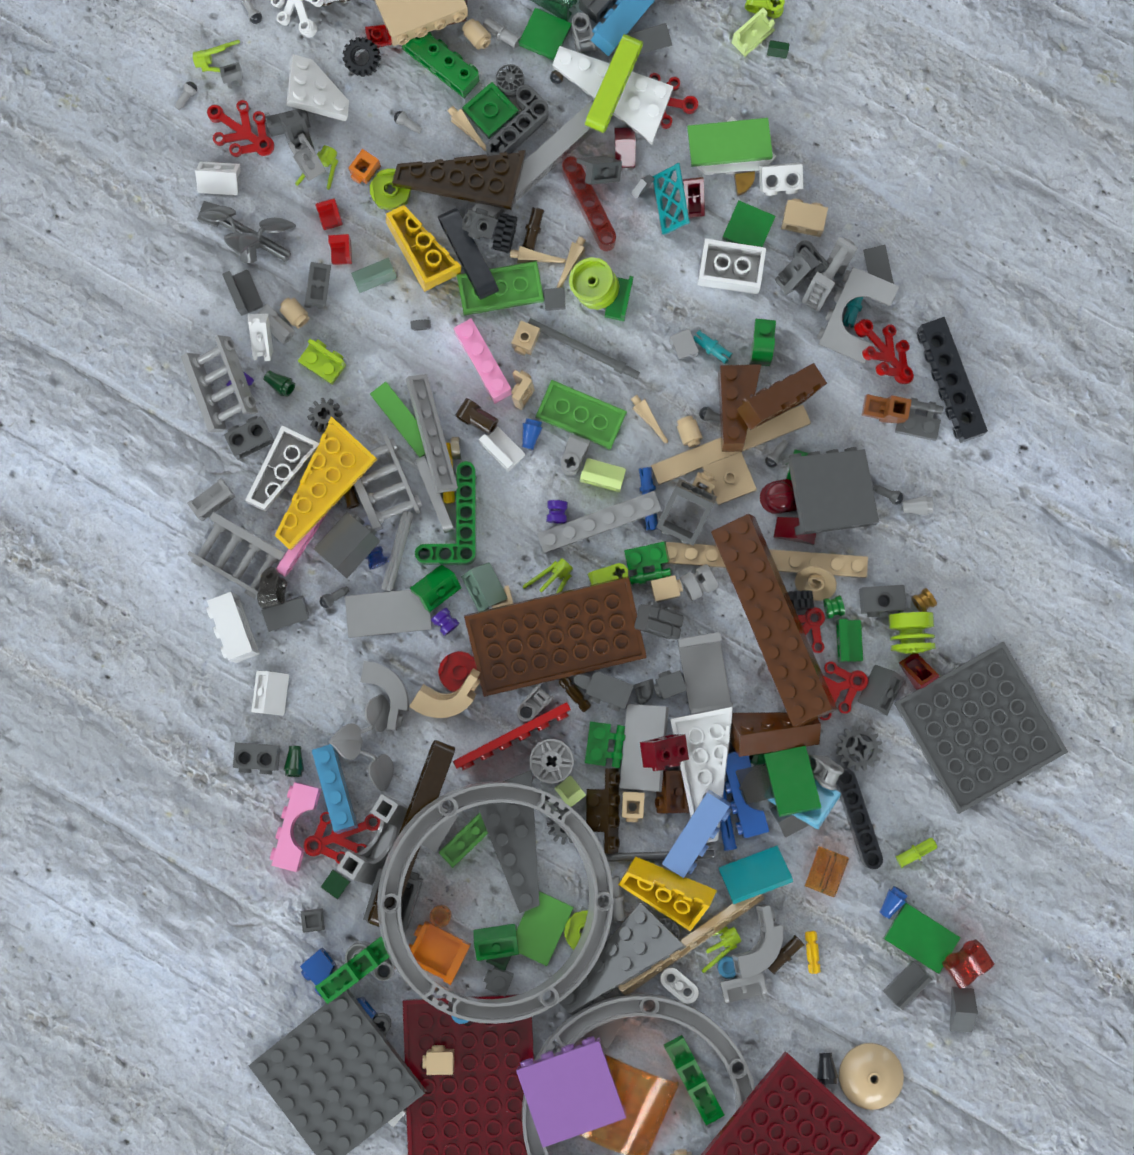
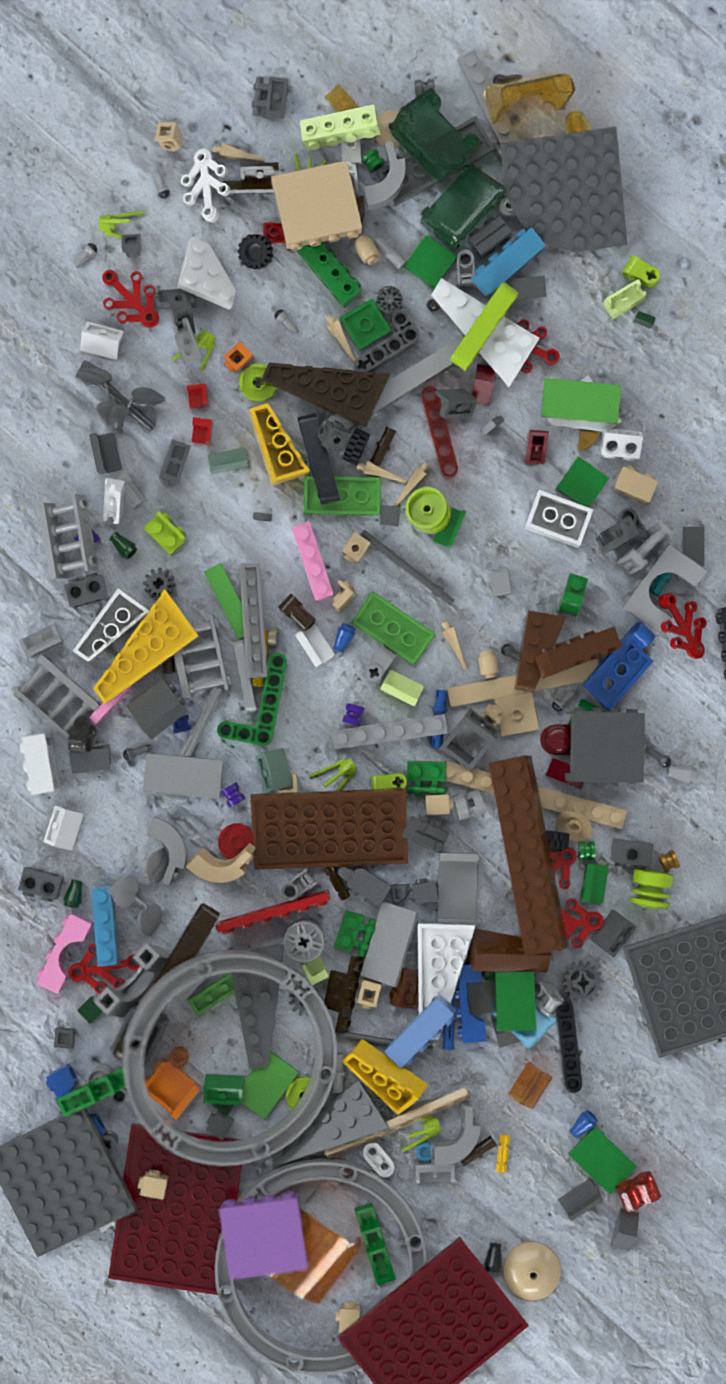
camera: 10 degrees right, 5 degrees up
(294, 312) = (148, 482): tan brick -> none
(436, 587) = (230, 762): green panel -> none
(664, 751) = (406, 953): dark red brick -> none
(682, 205) = (524, 453): teal window -> none
(712, 347) = (525, 589): teal pin -> none
(755, 874) = (466, 1076): teal tile -> none
(840, 396) = (634, 662): none -> blue hinge
(887, 410) = (672, 679): dark orange brick -> none
(916, 852) = (614, 1084): lime axle -> none
(918, 671) = (650, 924): dark red slope -> none
(921, 426) = (697, 698): dark grey plate -> none

